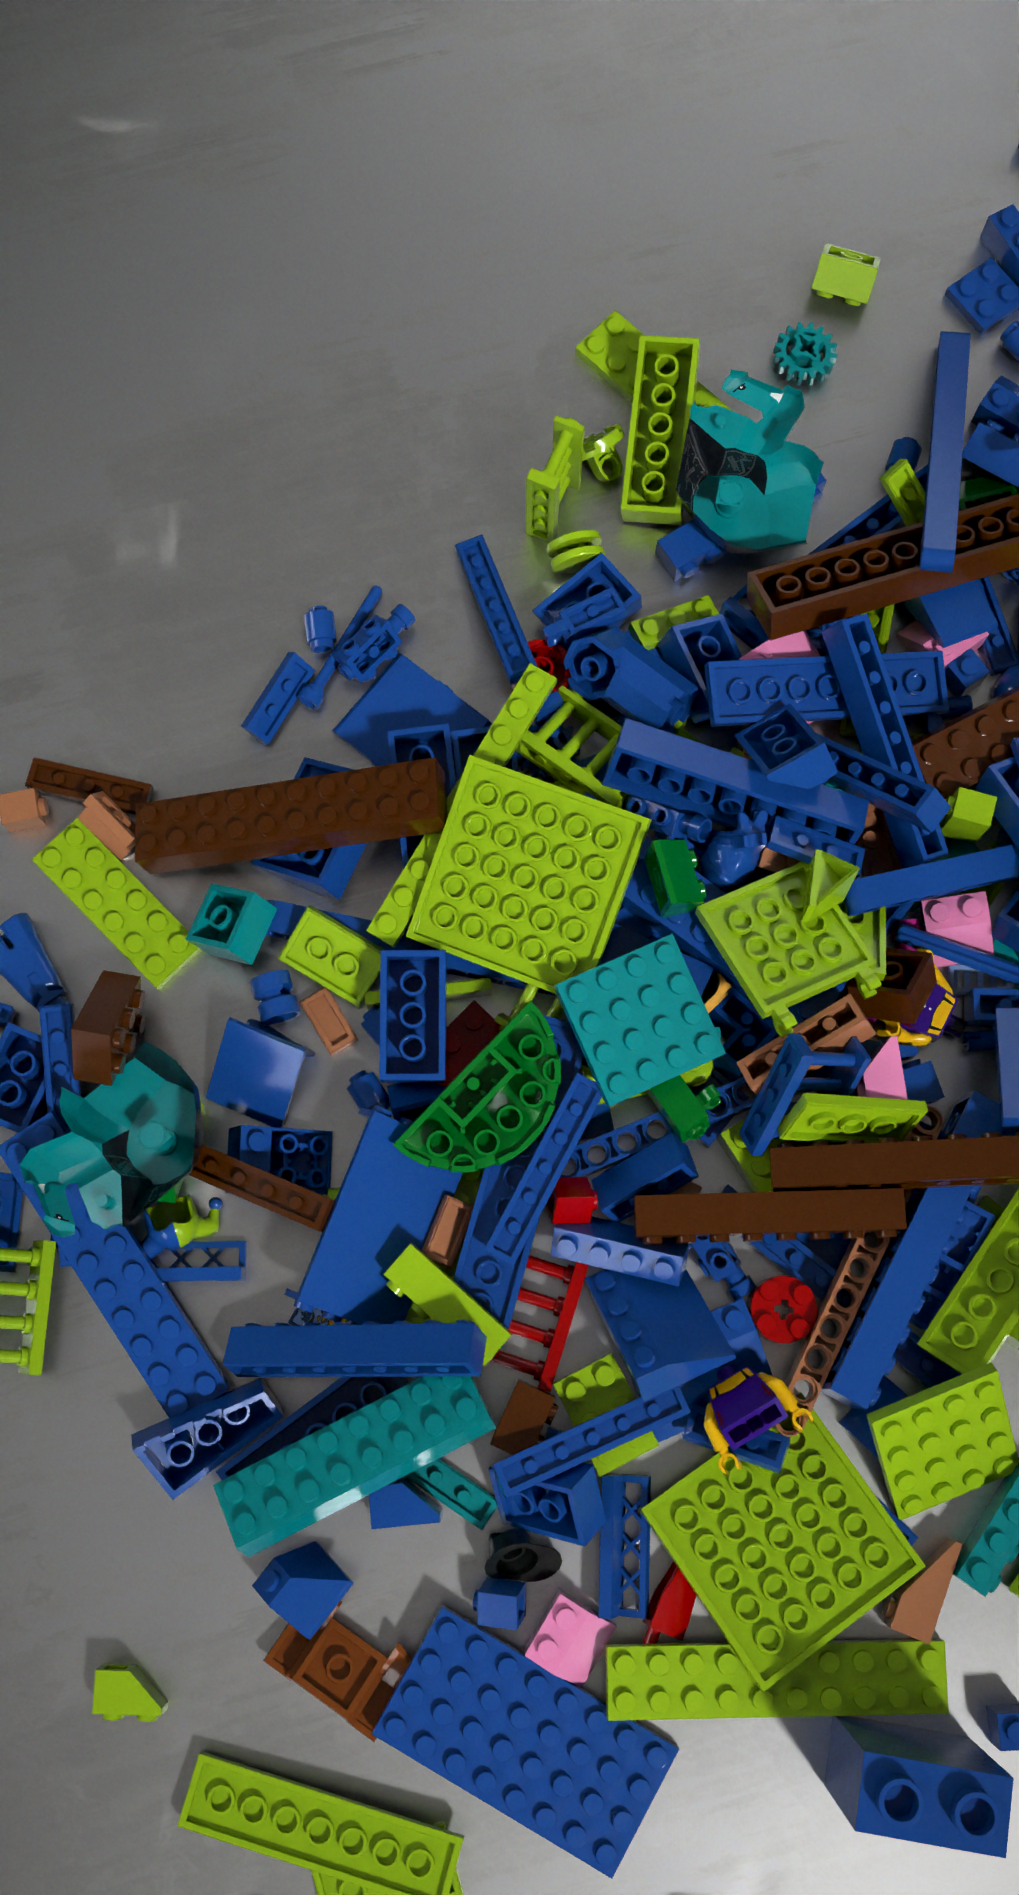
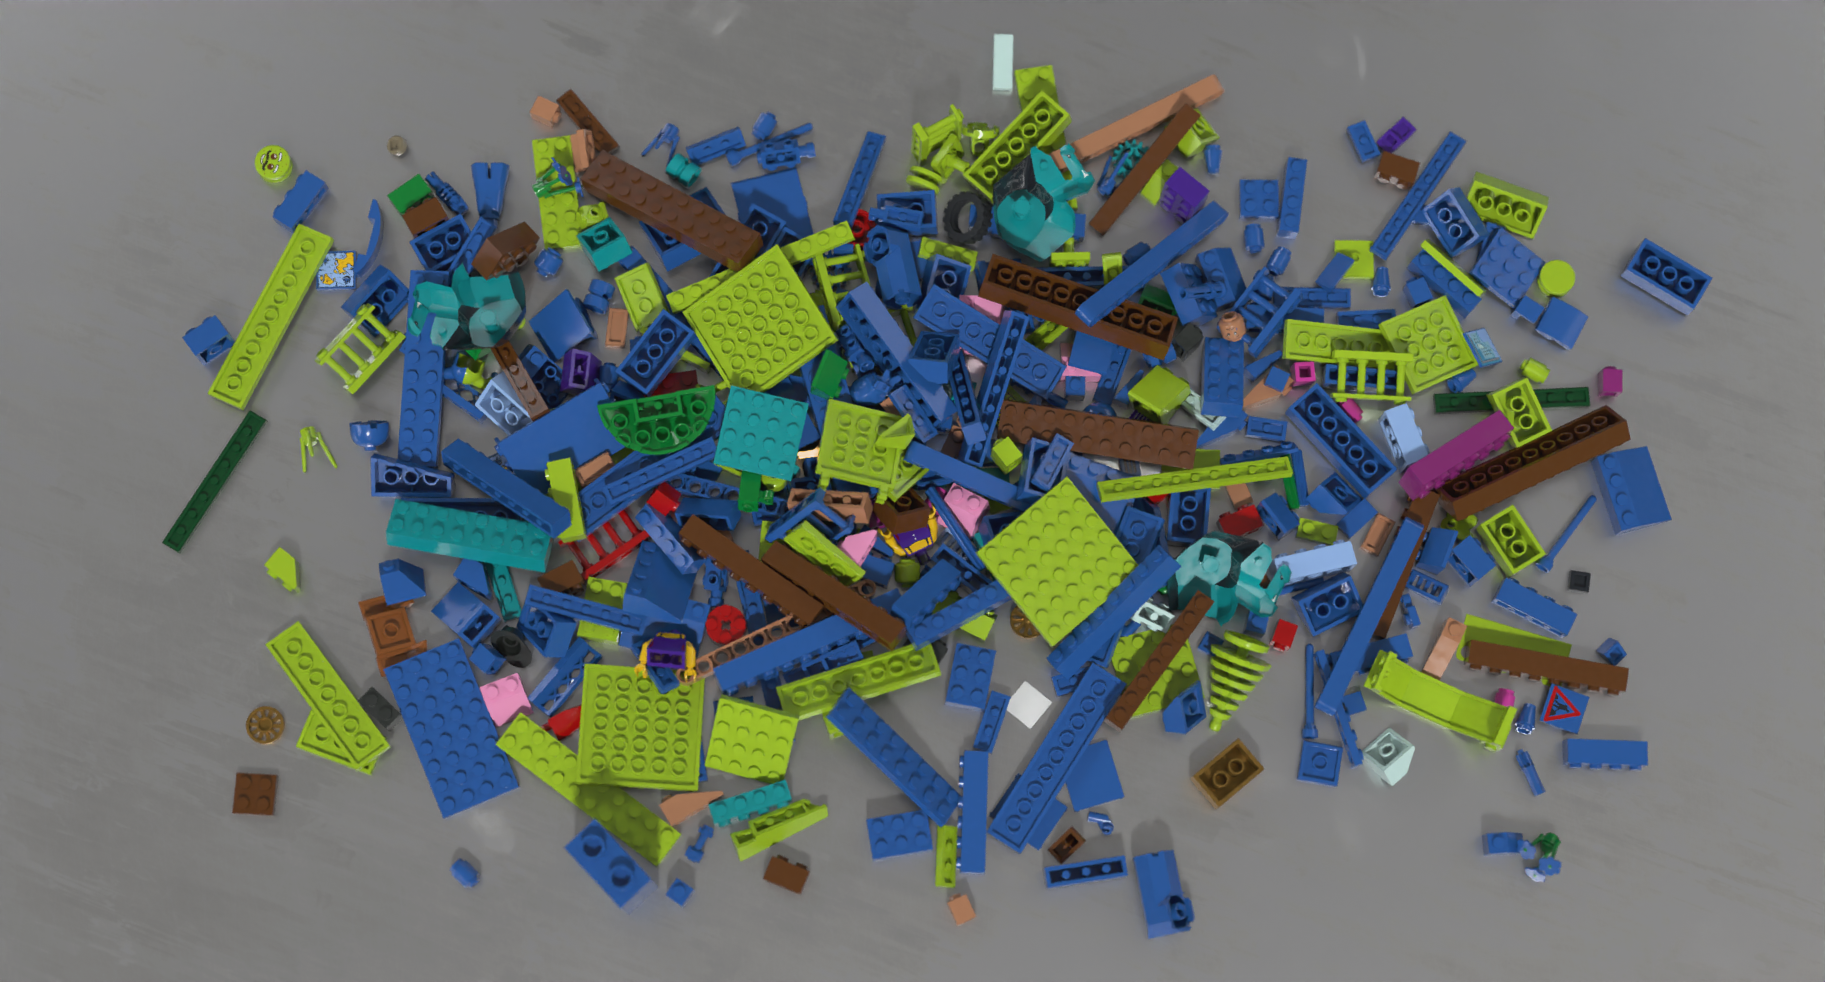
camera: 30 degrees right, 0 degrees up
(24, 1478) = (309, 438): none -> lime plant
(94, 909) = (543, 188): none -> green plant
(104, 1411) = (369, 433): none -> blue cylinder
(173, 1000) = (548, 261): none -> blue head
(185, 898) = (591, 215): none -> lime brick
(205, 727) = (666, 134): none -> blue plant
(260, 757) = (685, 172): none -> teal wheel
(263, 1238) = (503, 405): none -> light blue brick
(328, 1116) = (579, 371): none -> dark purple slope
(407, 1791) = (380, 709): none -> pearl dark grey brick
(426, 1564) = (466, 615): none -> blue slope
(553, 348) = (1003, 62): none -> light aqua tile
(585, 501) = (949, 158): none -> lime plate
(639, 563) = (983, 217): none -> black tyre
(782, 291) = (1141, 121): none -> nougat beam
(808, 399) = (1107, 185): none -> blue plant
(831, 519) = (1069, 257): none -> lime plate
(833, 347) = (1144, 169): none -> reddish brown tile
(859, 353) = (1155, 185): none -> lime slope
(895, 285) = (1213, 158): none -> blue cone
(910, 344) = (1183, 195): none -> dark purple brick
(951, 1060) = (907, 572): none -> lime head
(982, 1653) = (694, 852): none -> blue bar

